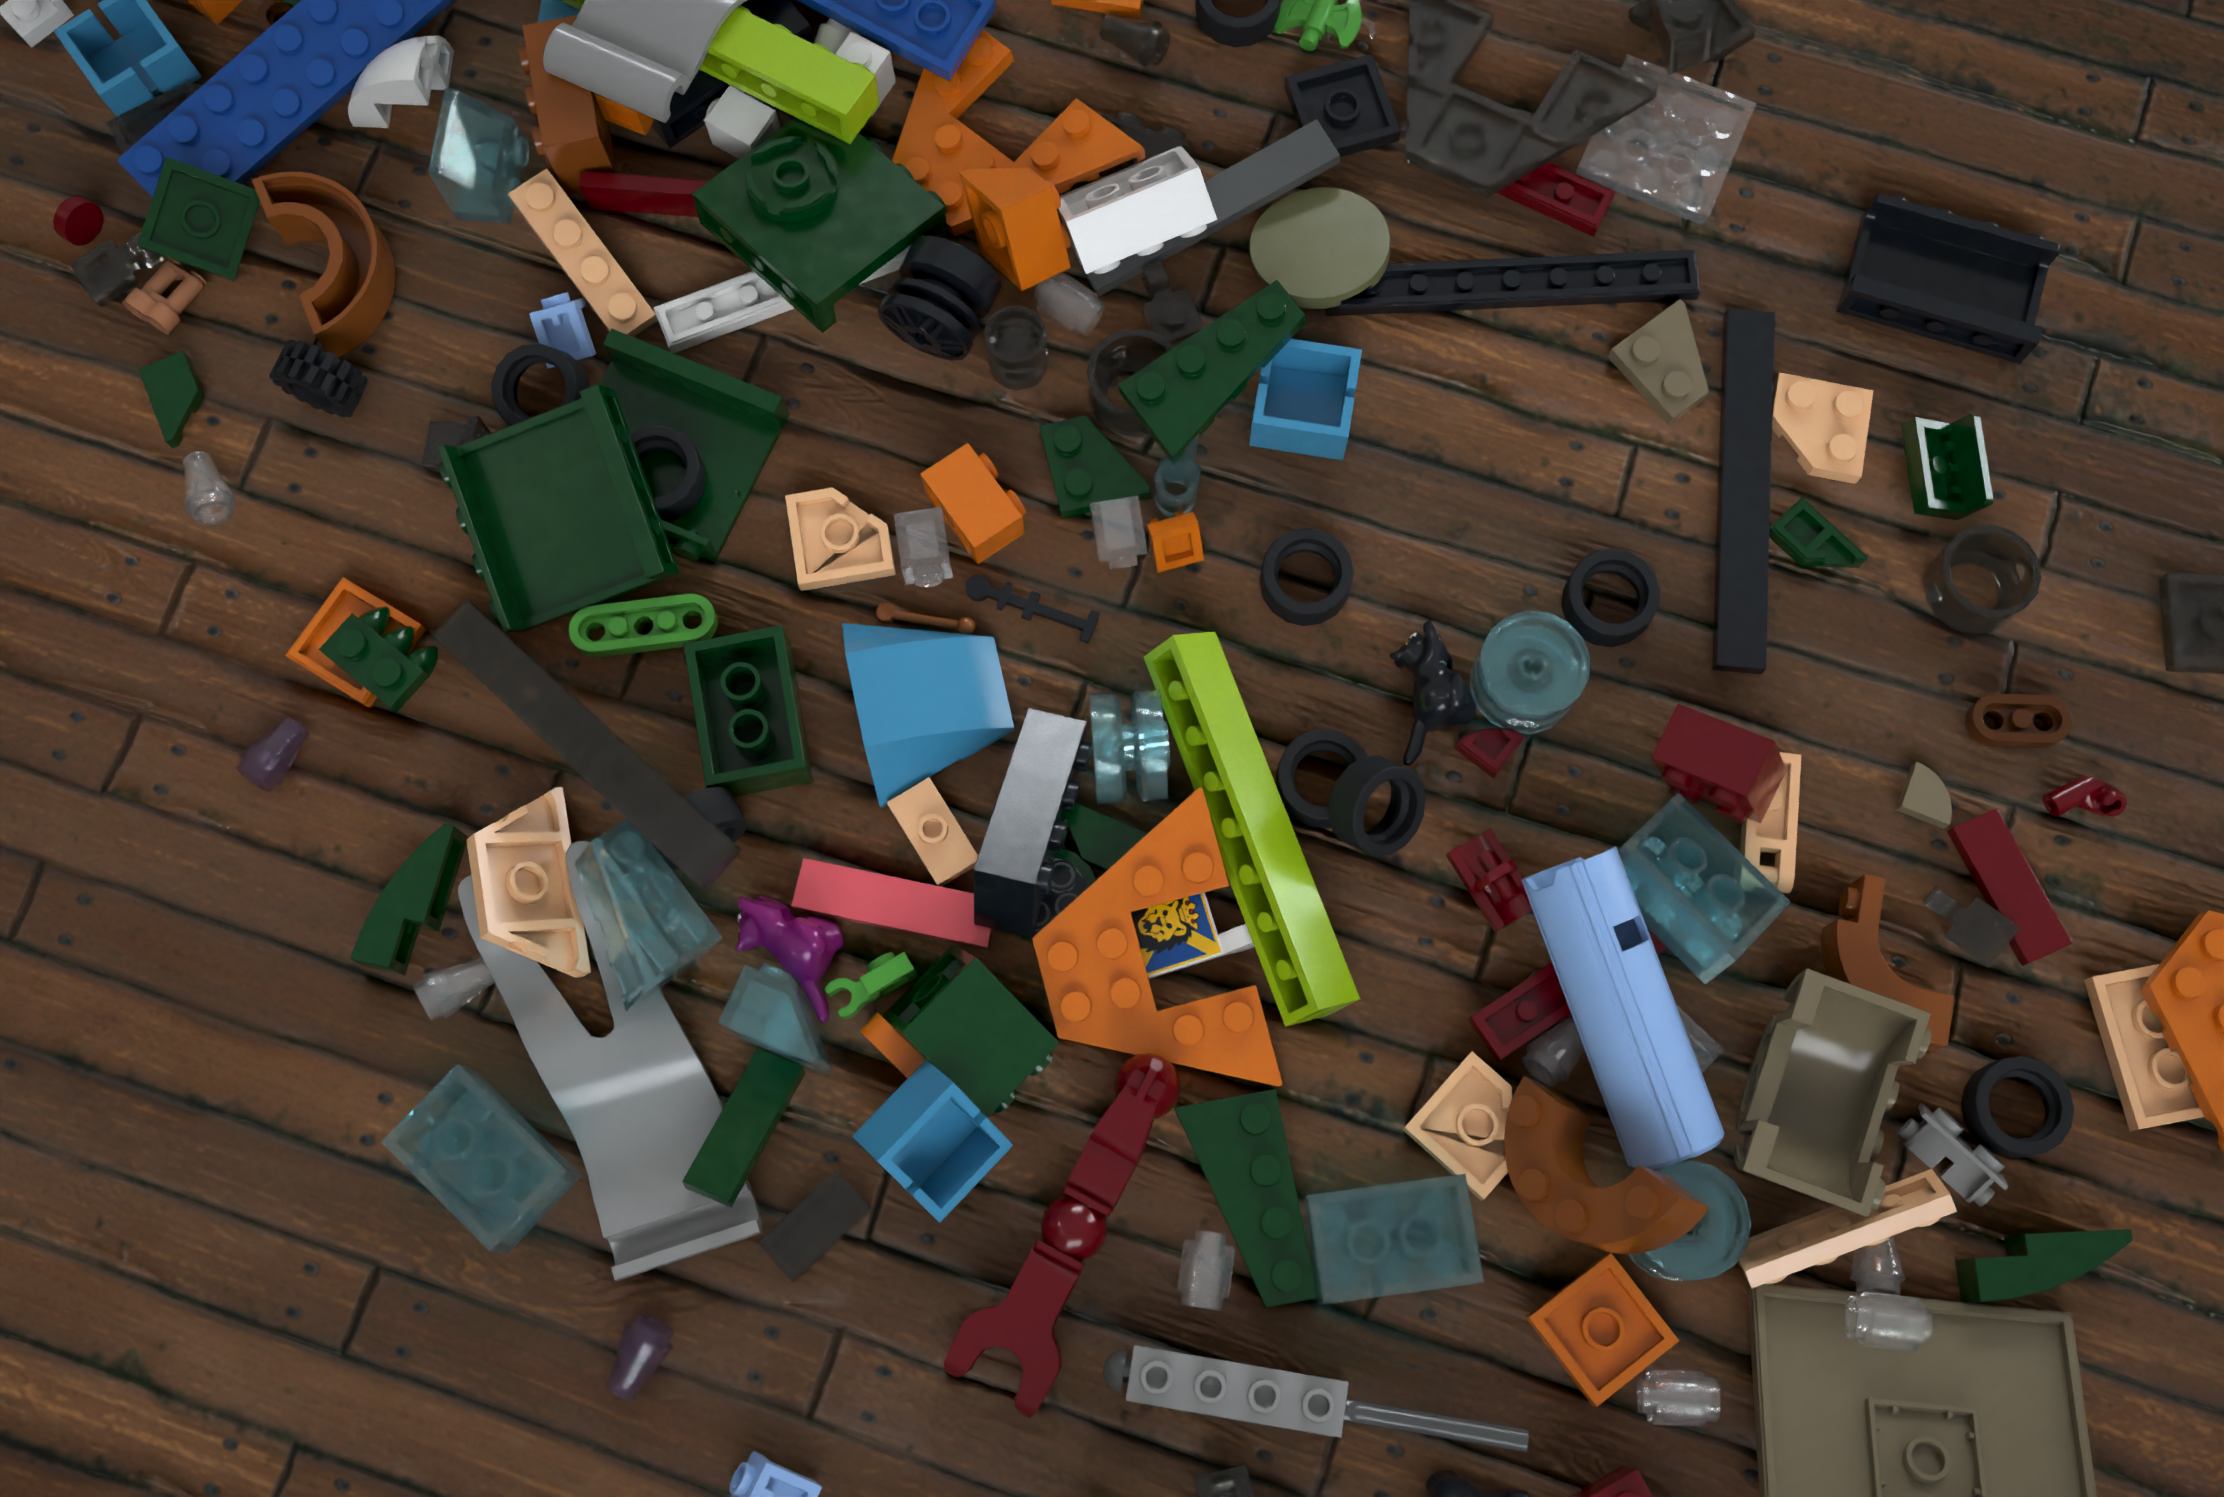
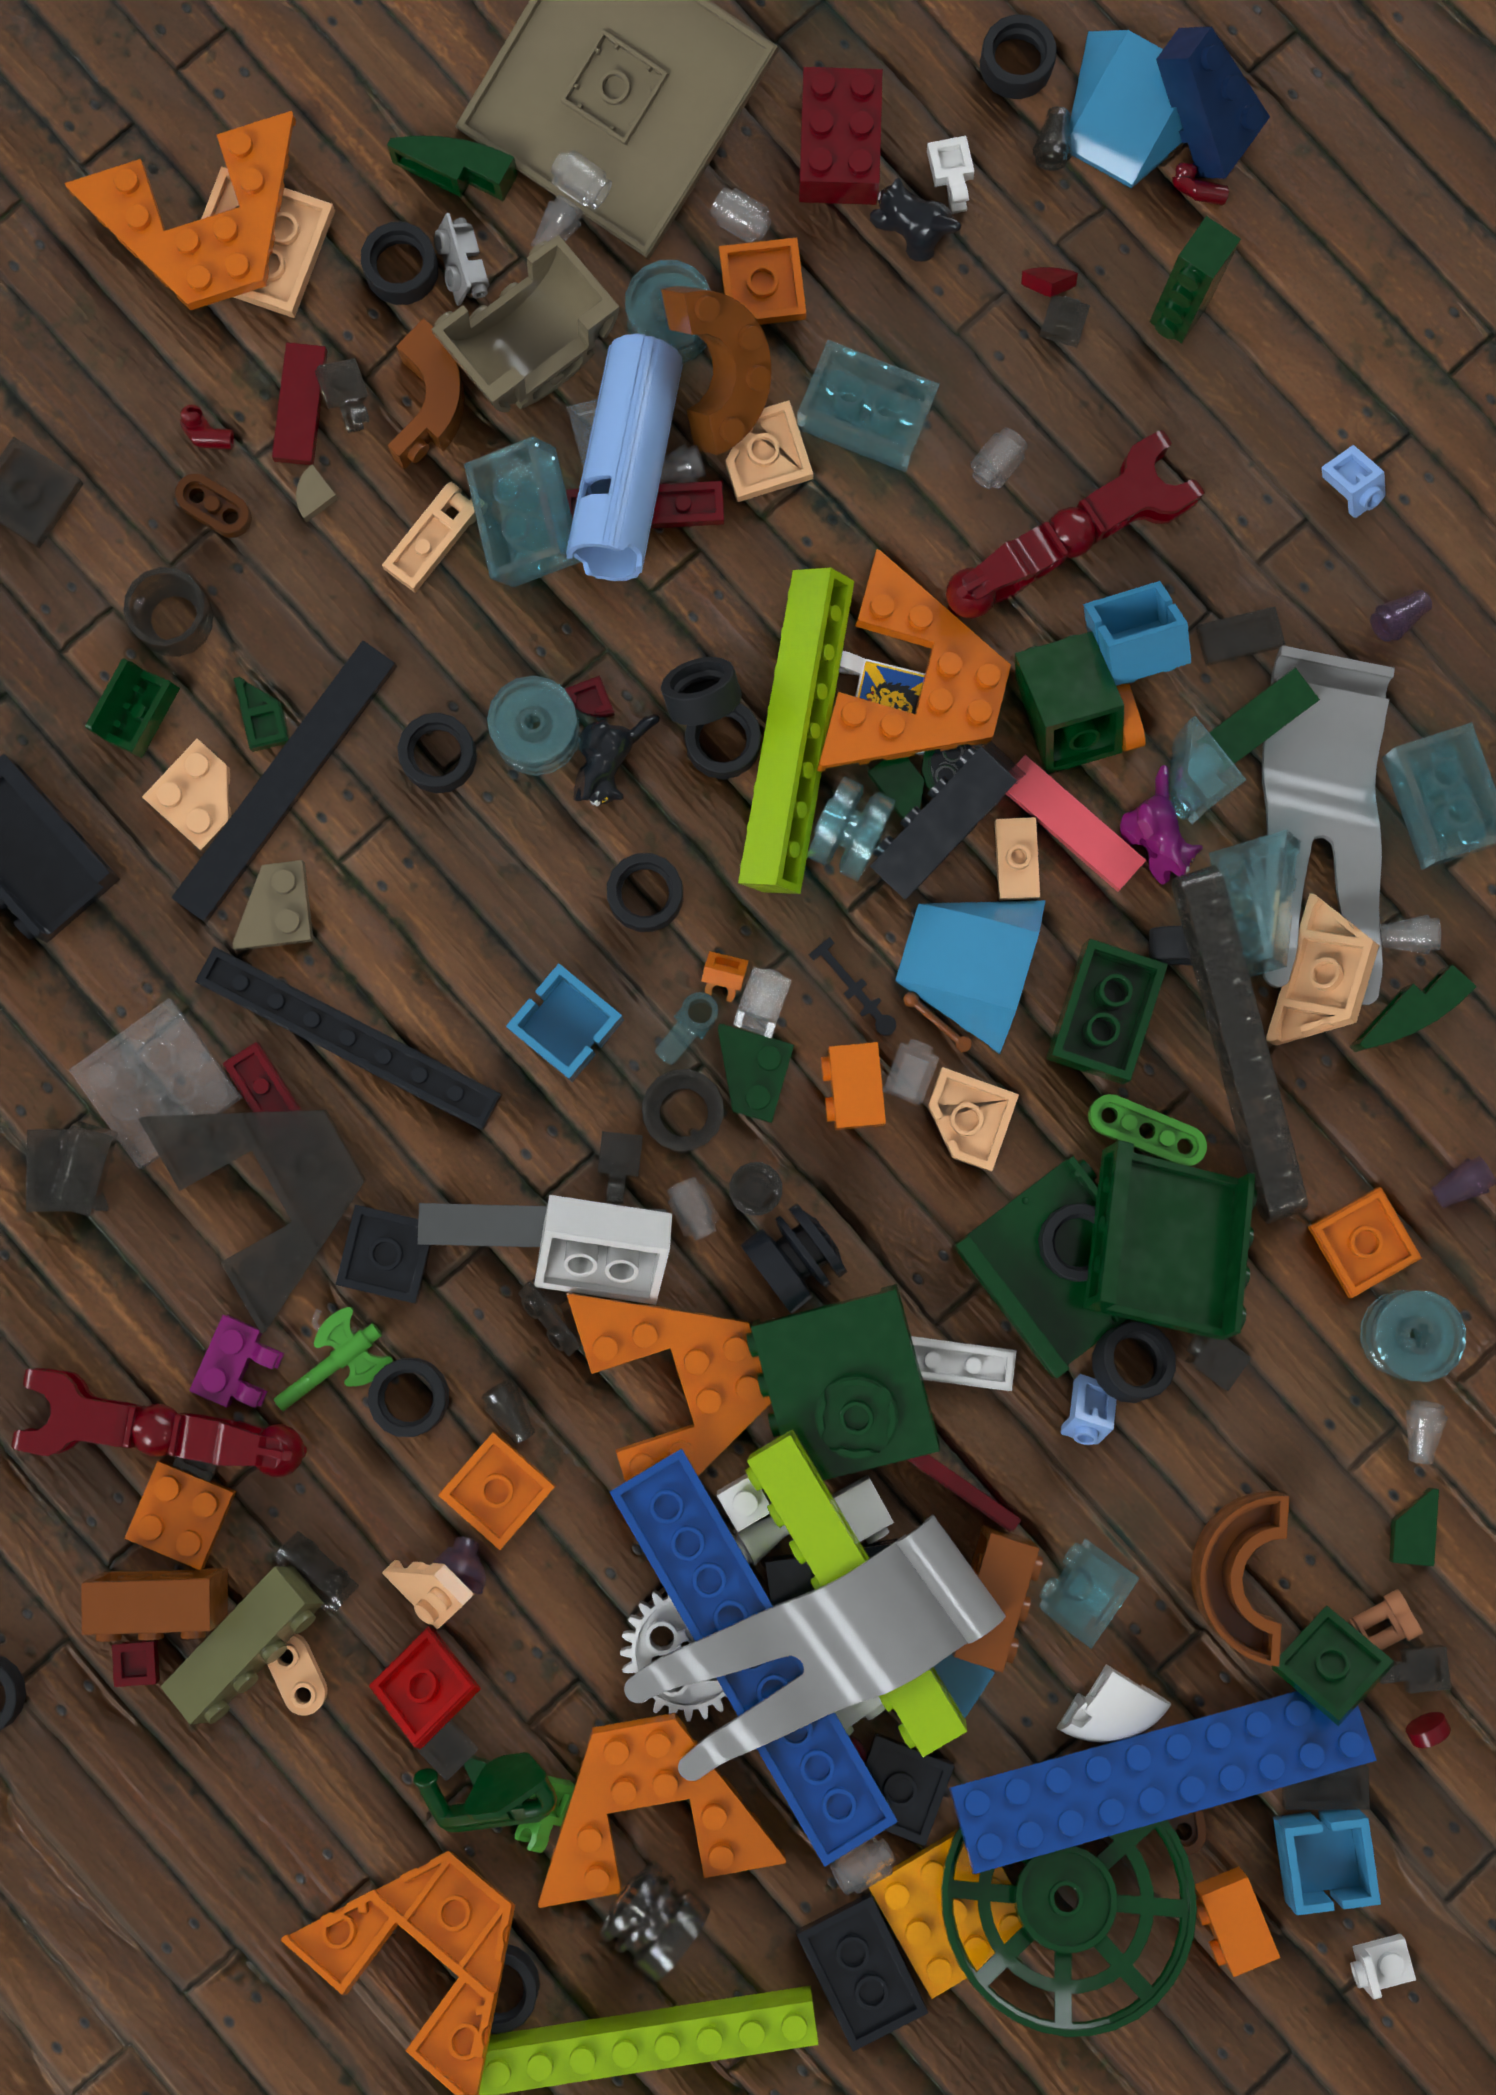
camera: 155 degrees left, 10 degrees up
(258, 566) = (1437, 1340): none -> clear light blue wheel
(319, 378) = (1300, 1465): black tyre -> none
(381, 661) = (1355, 1210): dark green plate -> none
(582, 255) = (1045, 1464): light nougat plate -> none
(883, 977) = (1109, 771): bright green plate -> none
(1017, 223) = (702, 1280): orange slope -> none
(1198, 377) = (631, 1072): dark green wing -> none
(1253, 1183) = (933, 501): dark green wing -> none
(1279, 1398) = (1004, 359): light grey piece -> none
(1321, 246) = (476, 1144): olive tile -> none
(1491, 879) = (652, 601): dark red hips -> none
(1719, 764) = (452, 578): dark red brick -> none
(1836, 1231) = (601, 254): light nougat plate -> none

